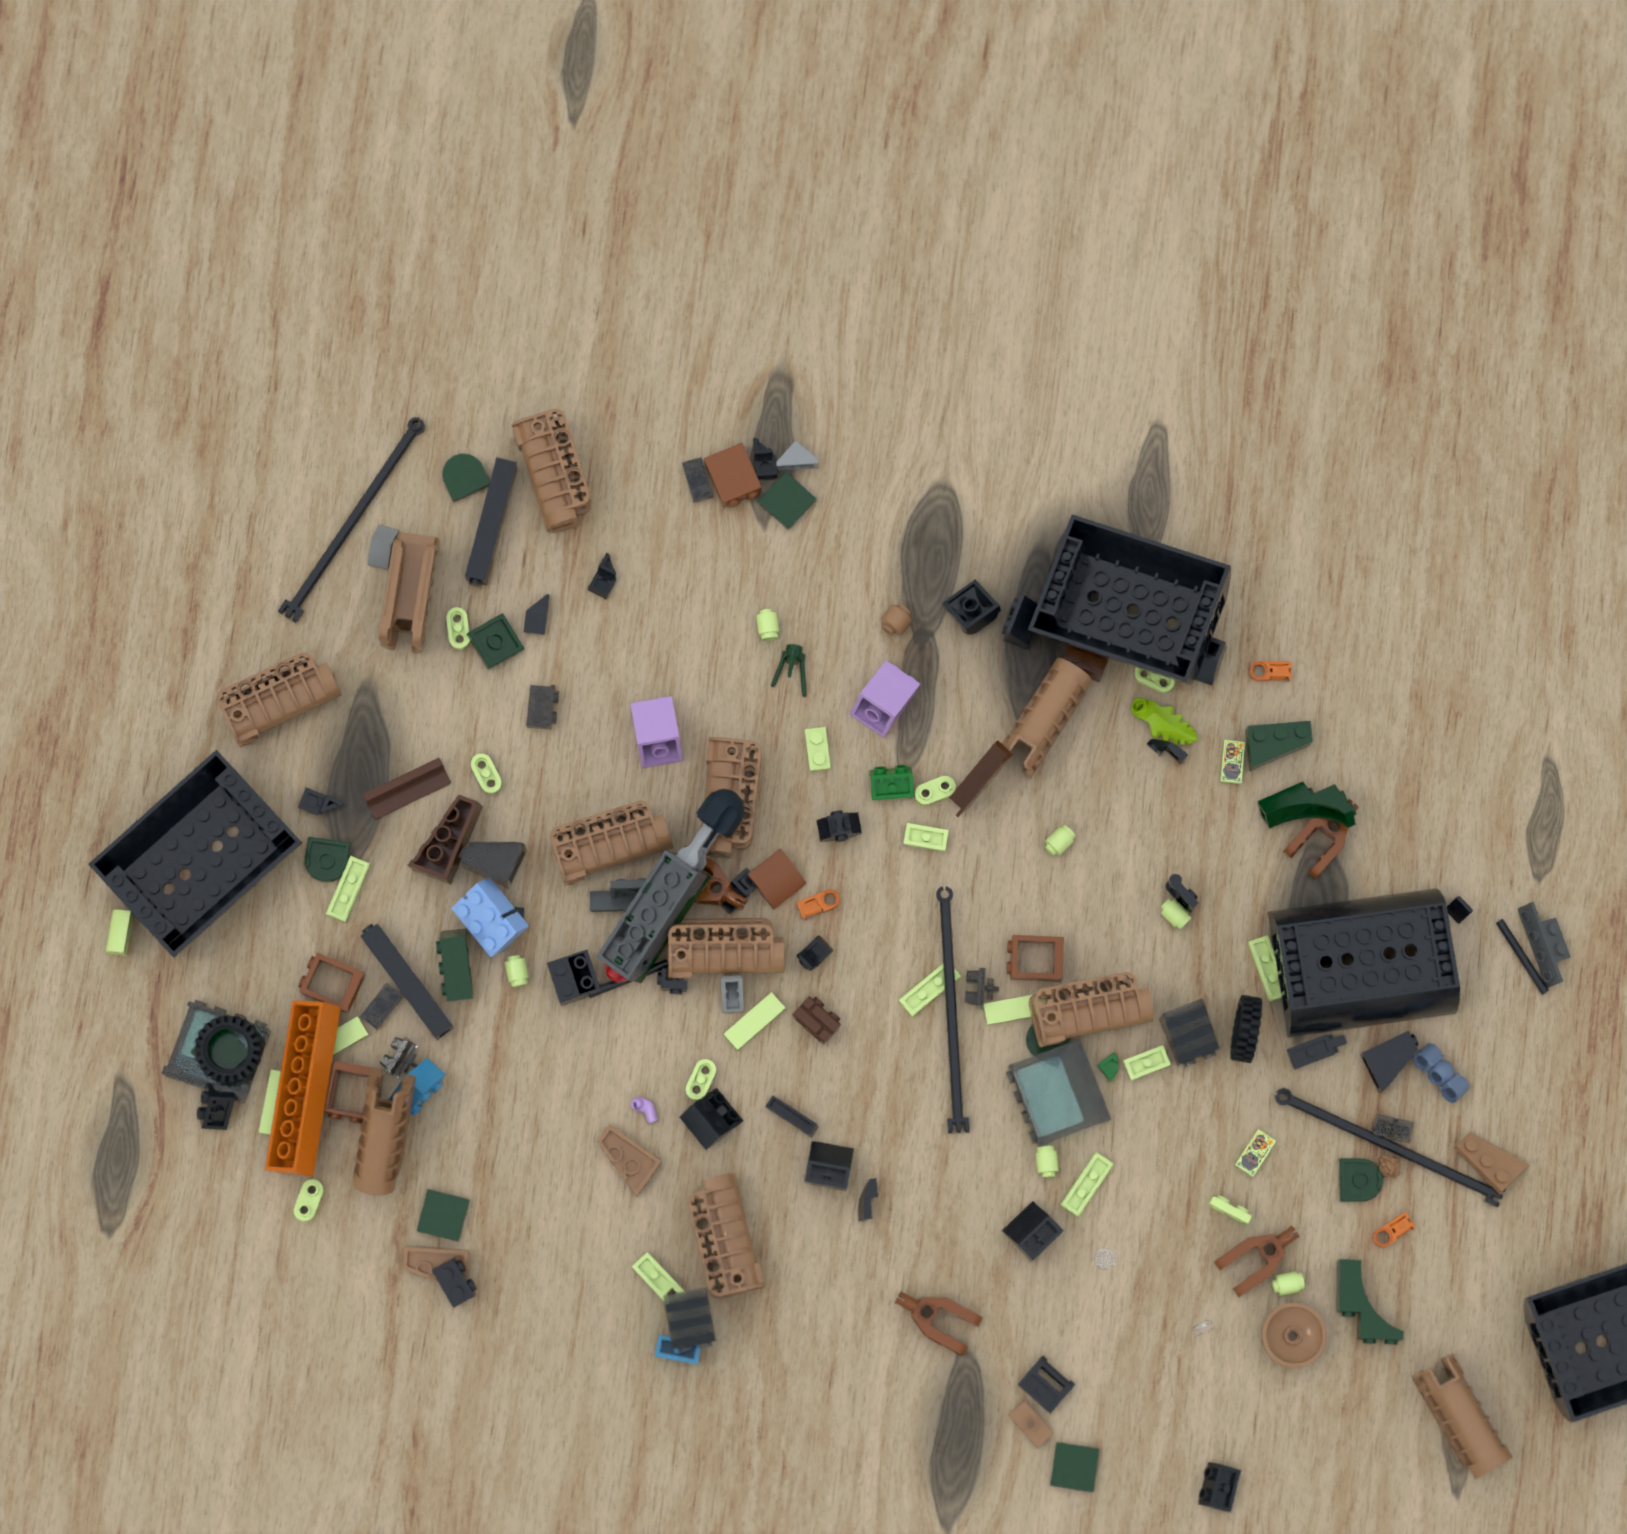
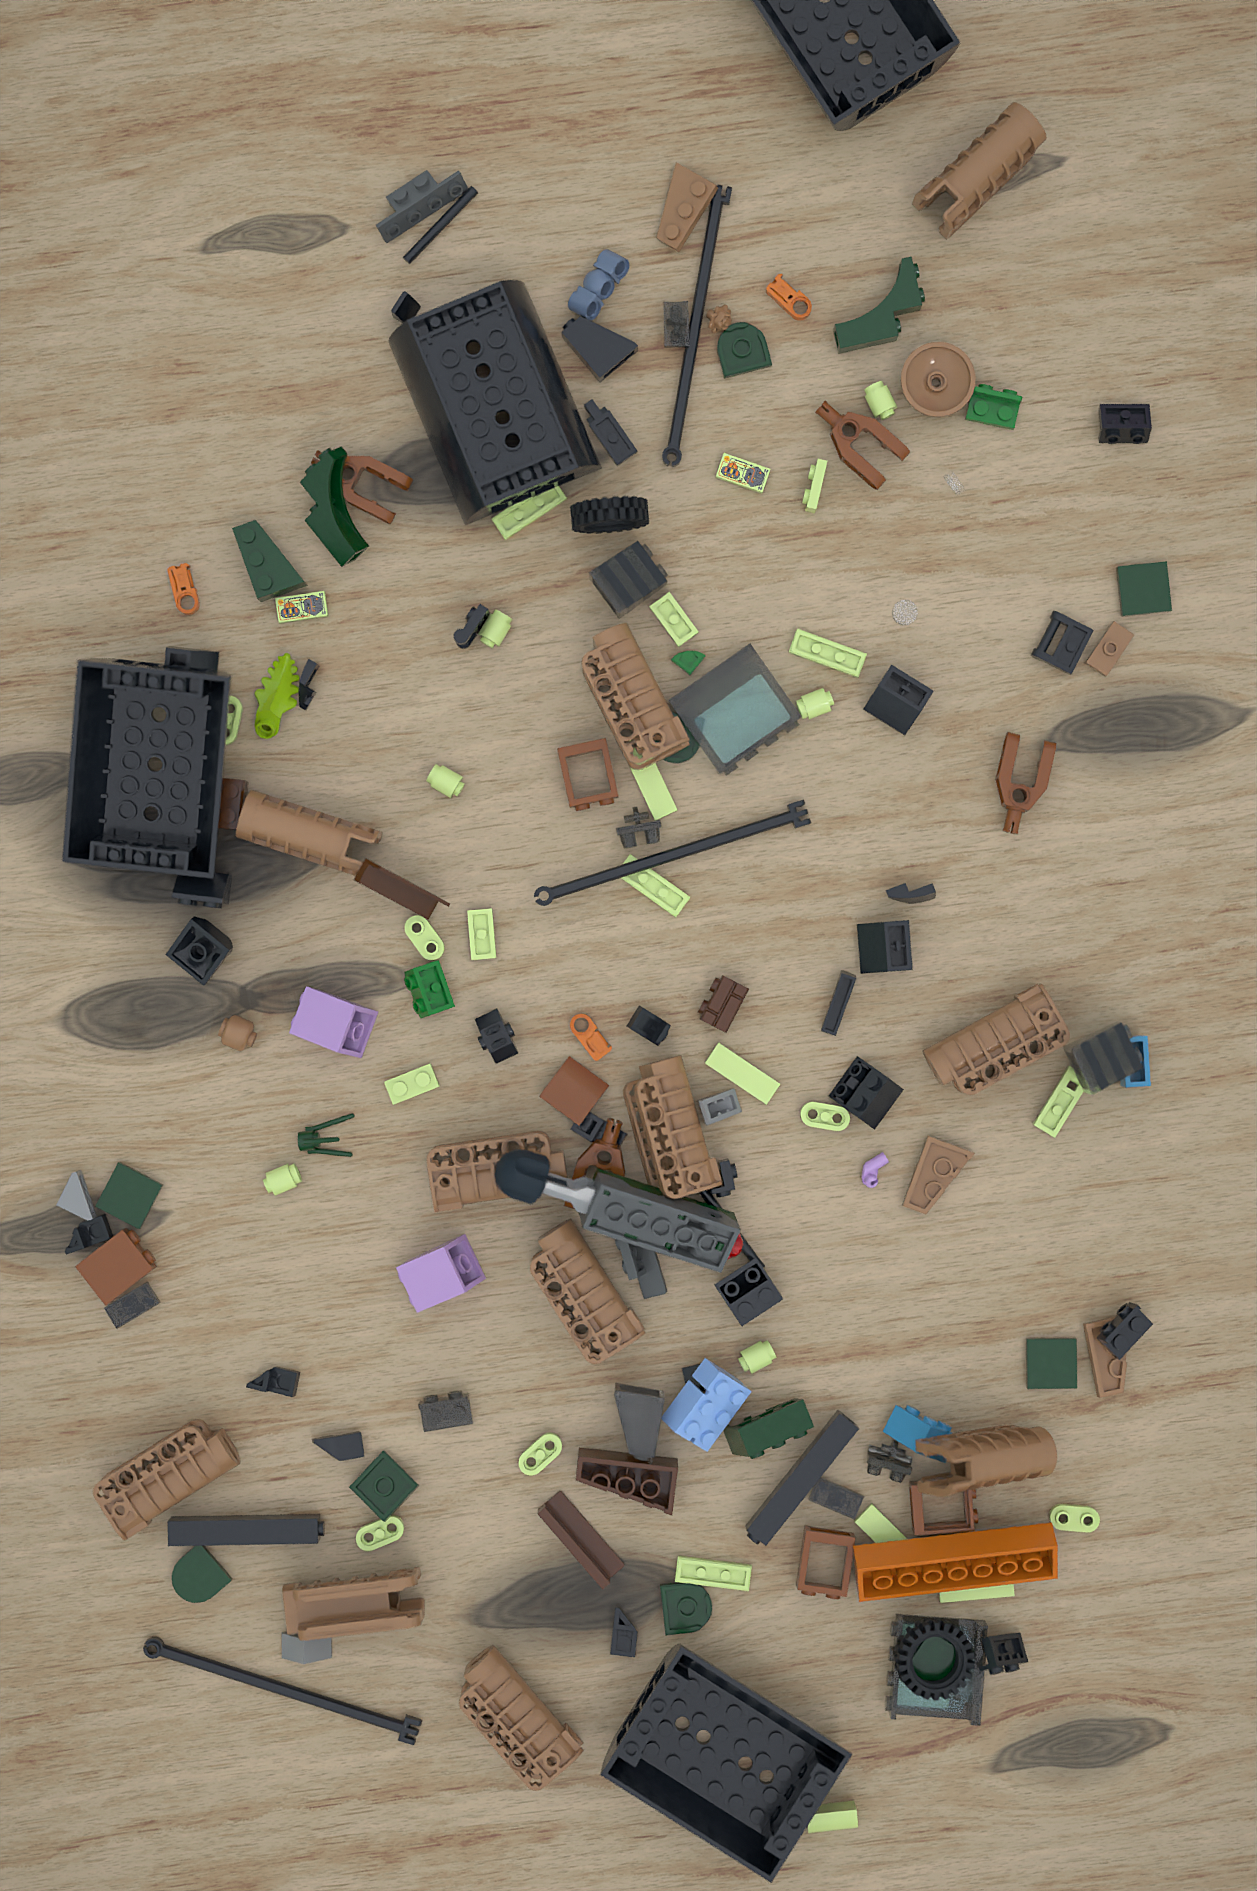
camera: 105 degrees left, 10 degrees up
(1259, 1379) = (993, 407): none -> green bracket

